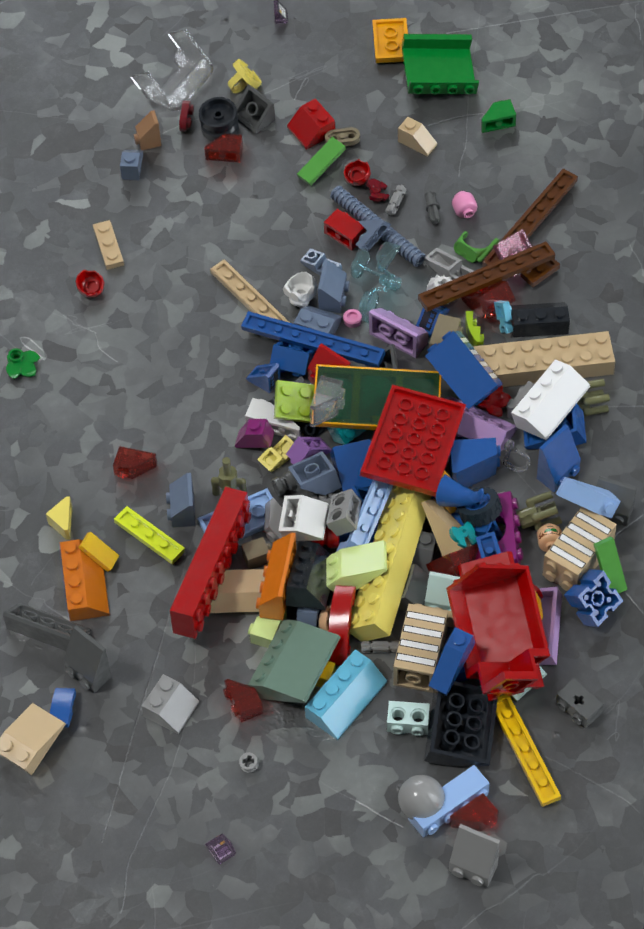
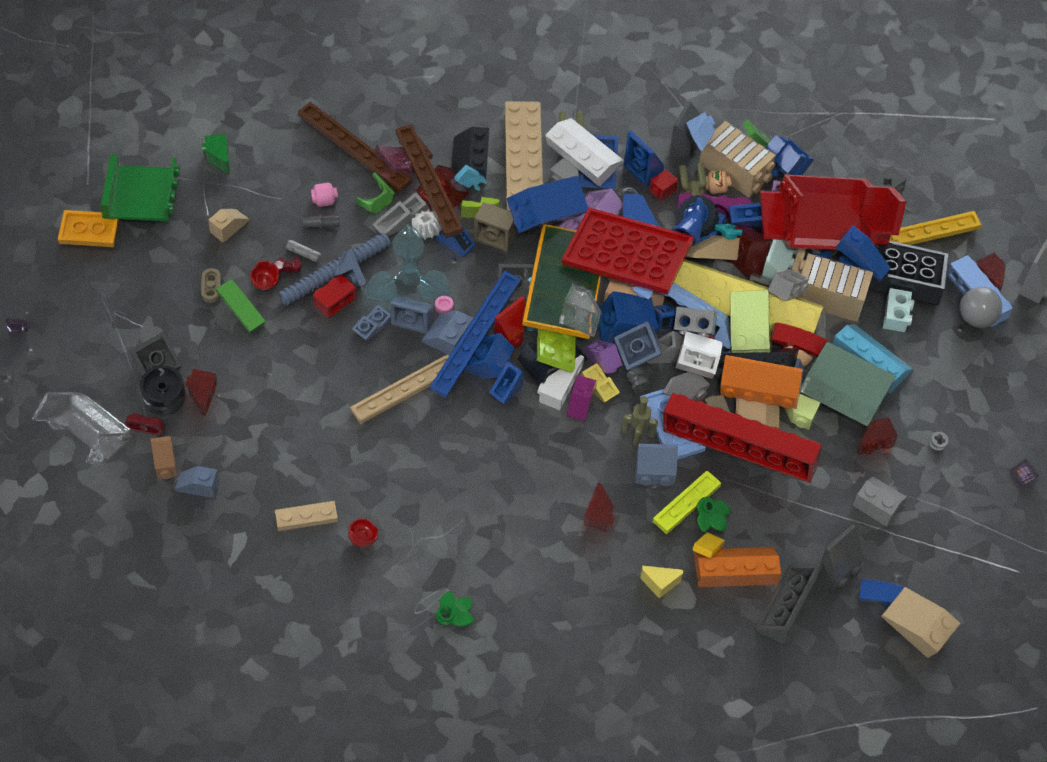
camera: 90 degrees left, 0 degrees up
(134, 558) = (714, 516): none -> green plate
(244, 77) = (107, 359): light yellow tile -> none
(300, 289) = (408, 338): white hair -> none
(311, 124) = (187, 309): red slope -> none
(395, 587) = (789, 284): none -> light grey brick
(397, 331) = (473, 264): lavender slope -> none
(534, 485) = (663, 185): none -> red brick

